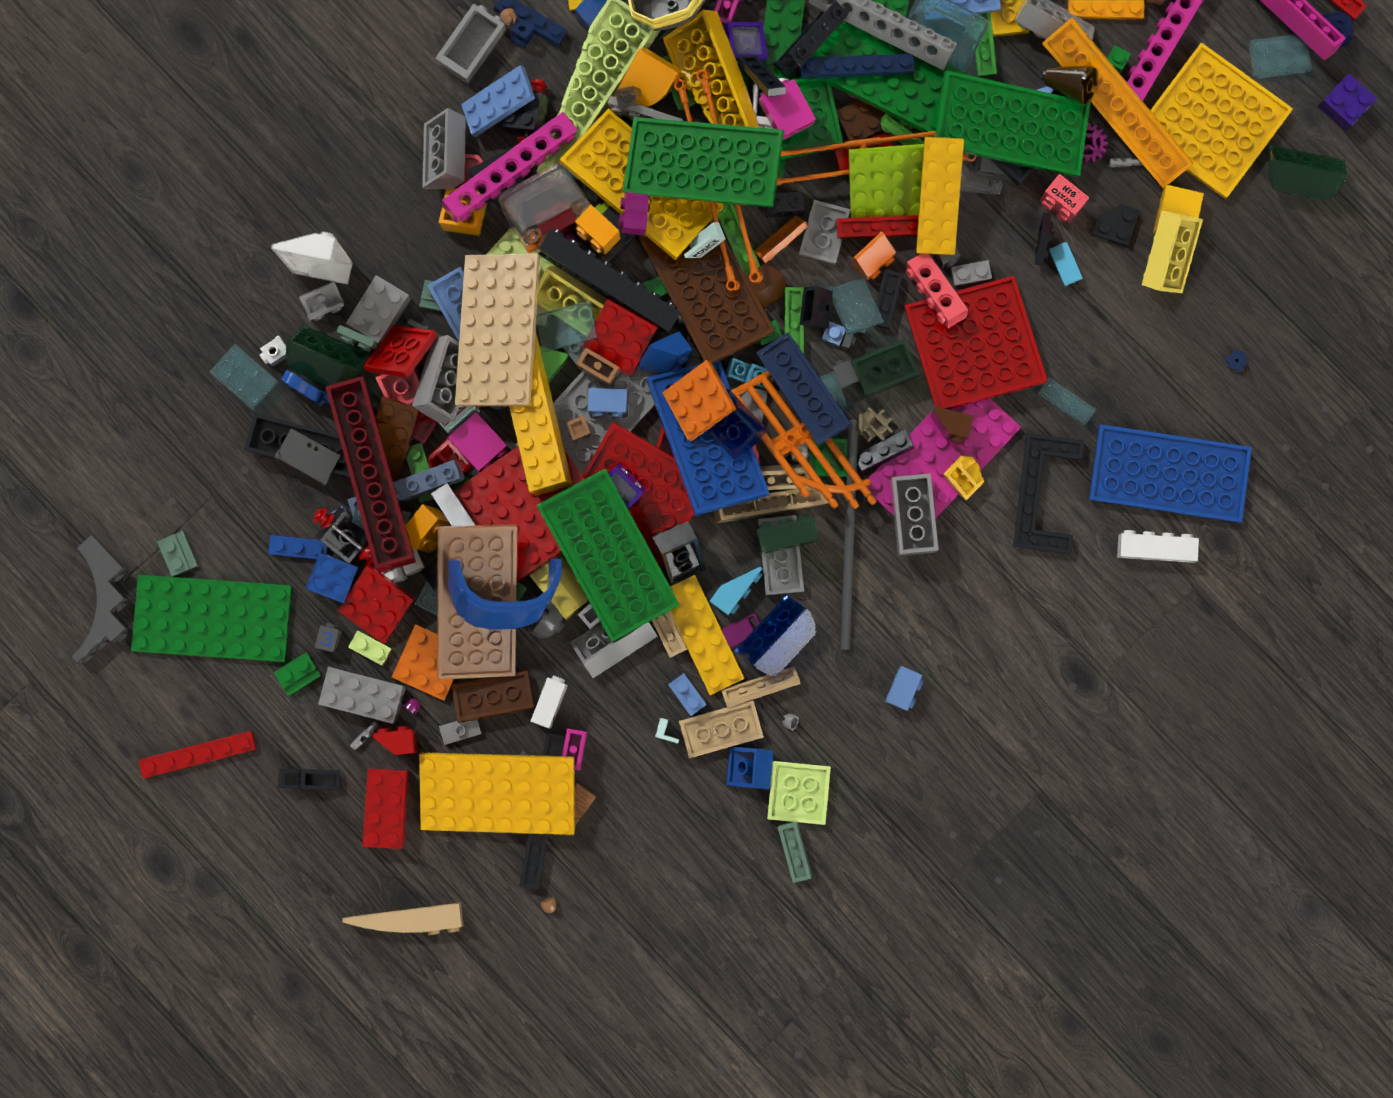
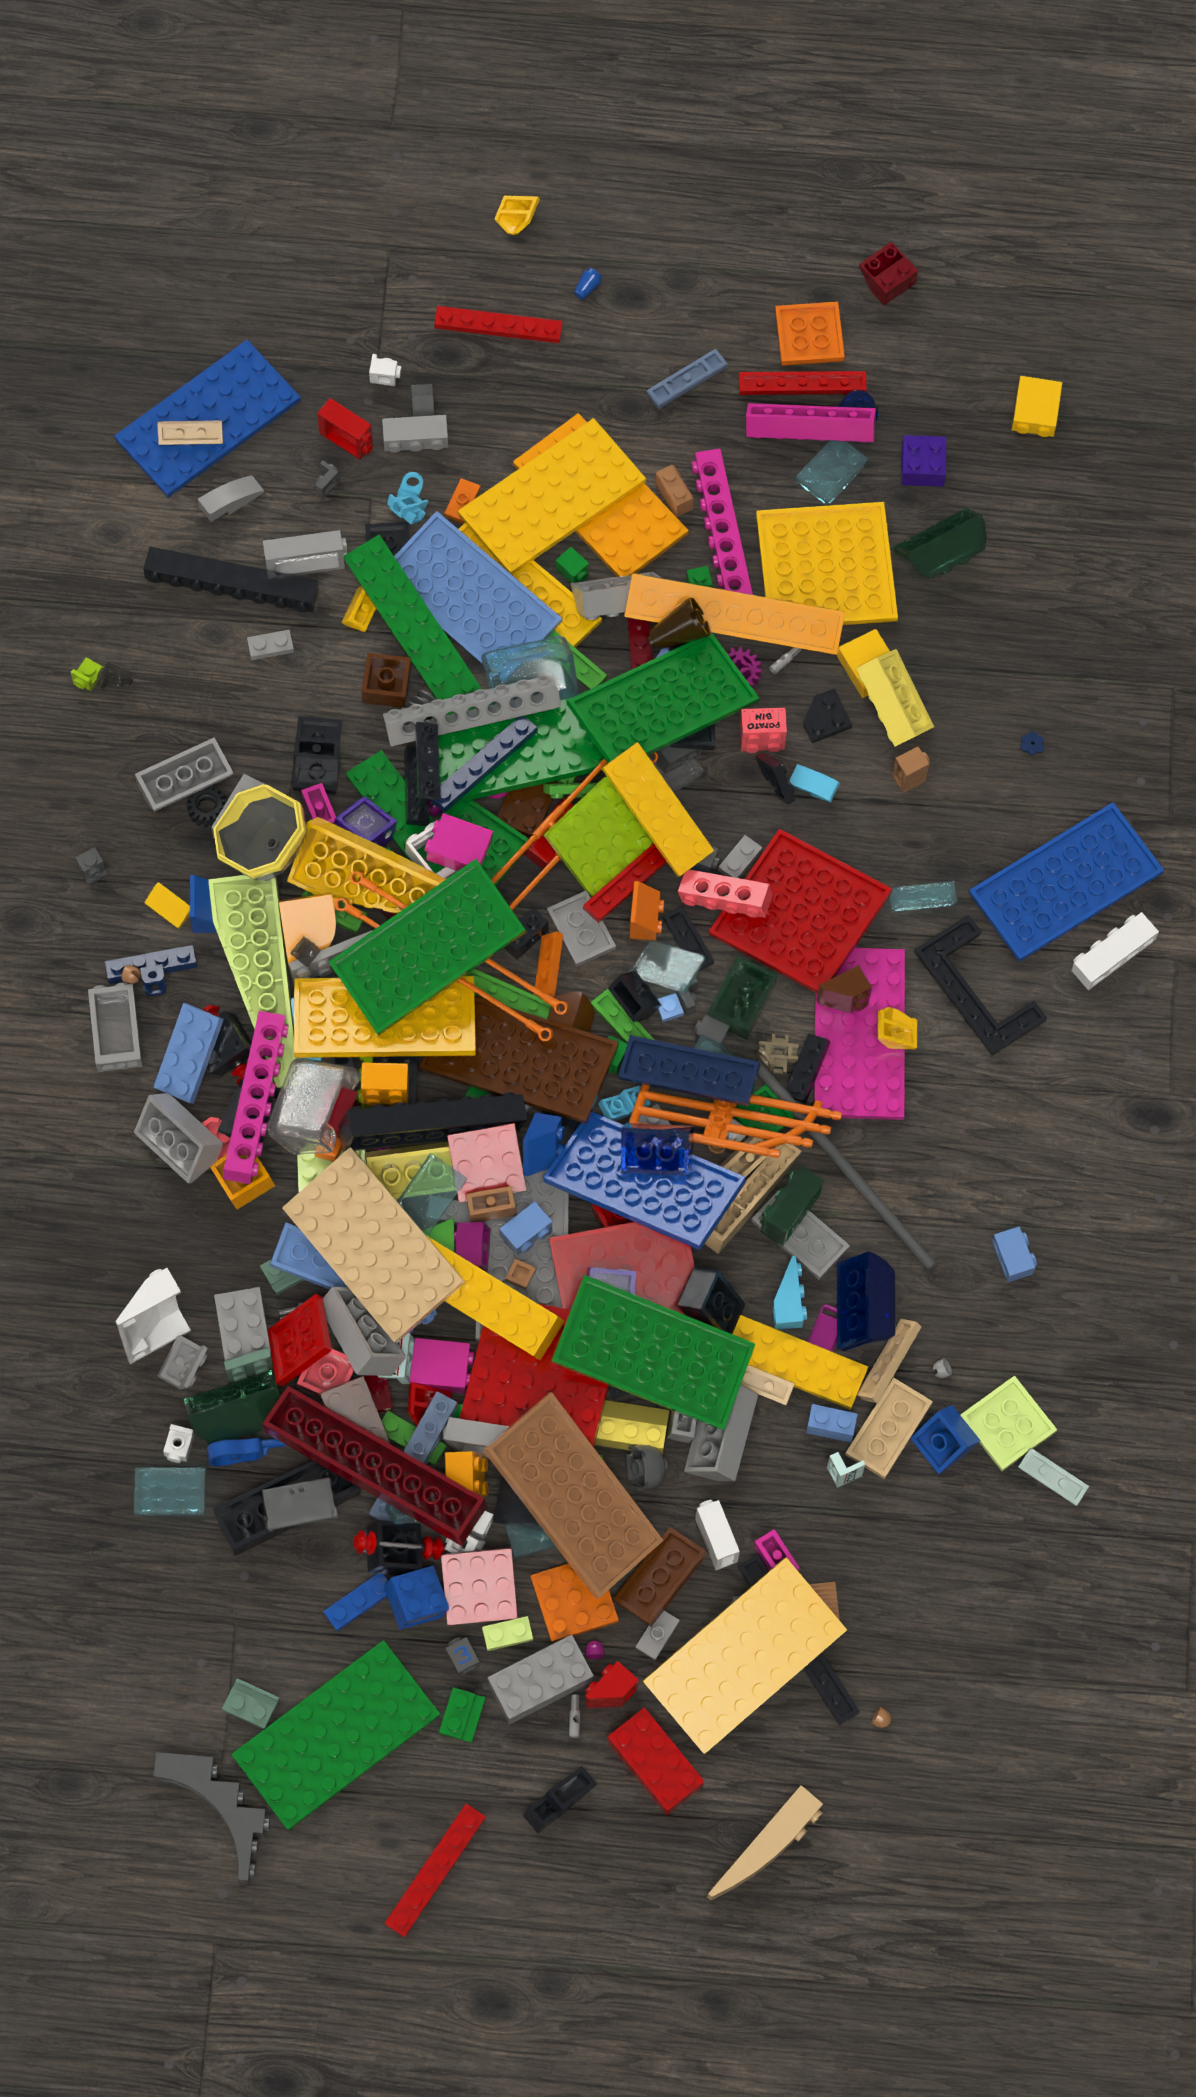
camera: 45 degrees left, 15 degrees down
(499, 614) = (603, 1485): blue piece -> none
(565, 383) = (473, 1243): none -> magenta brick
(634, 213) = (405, 1042): magenta brick -> none
(699, 400) = (610, 1151): orange plate -> none
(706, 241) = (488, 1016): light aqua panel -> none
(762, 75) = (411, 833): black plate -> none
(914, 514) = (884, 1095): light grey brick -> none
(1033, 77) = (638, 641): none -> dark red plate
(1137, 310) = (911, 769): none -> medium nougat brick

